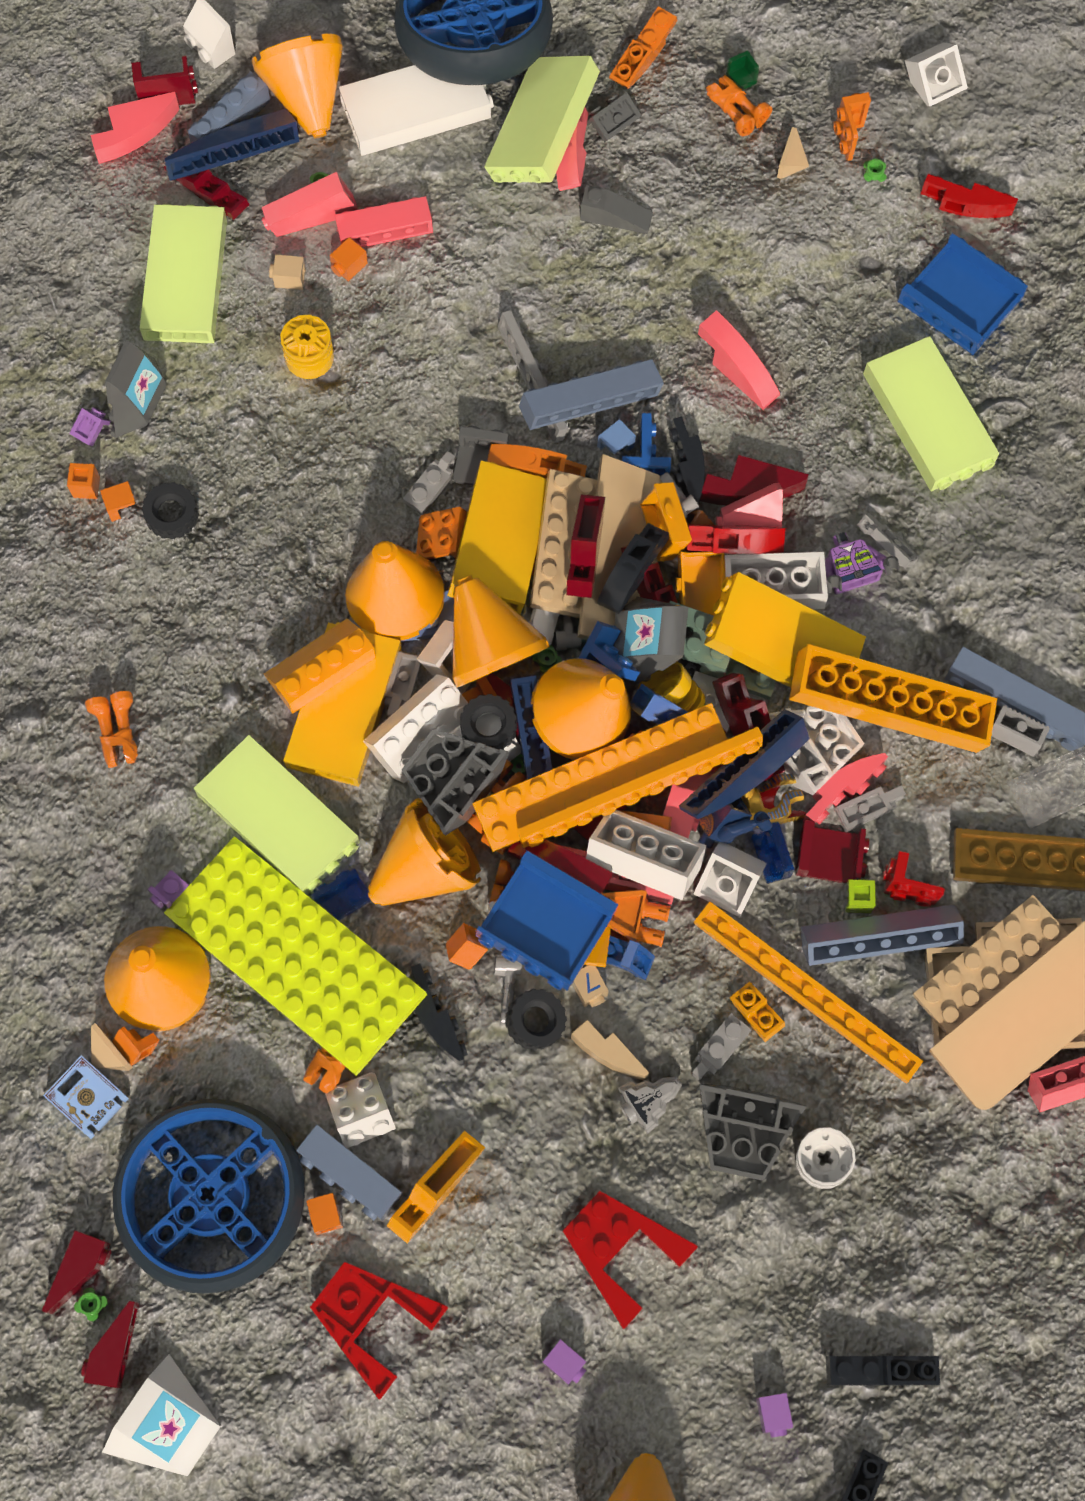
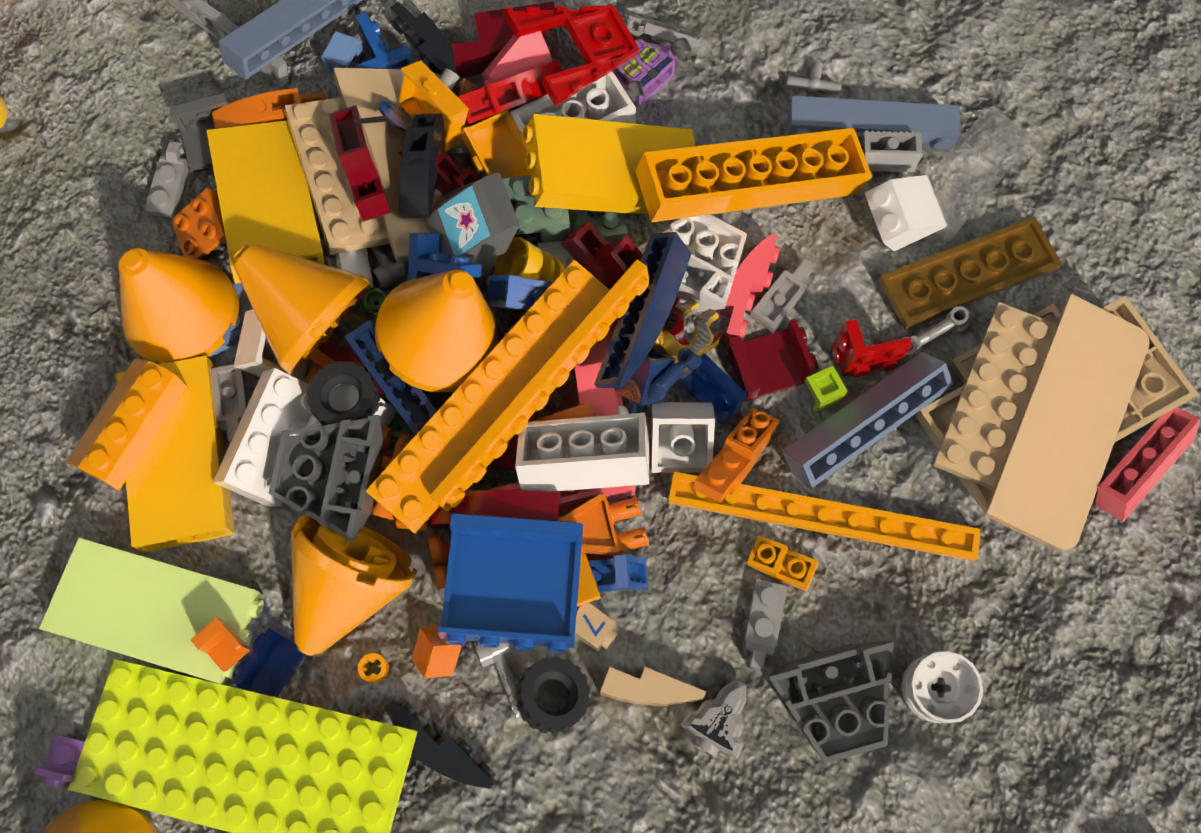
camera: 25 degrees left, 0 degrees up
(317, 863) = (220, 644): none -> orange panel
(412, 943) = (373, 678): none -> light orange bush
(631, 514) = (392, 114): none -> piece
(764, 914) = (737, 457): none -> orange slope
(827, 524) = (595, 31): none -> red wing
(963, 894) = (949, 324): none -> light grey brick
(991, 643) = (814, 83): none -> light grey piece
(1003, 785) = (905, 210): none -> white slope

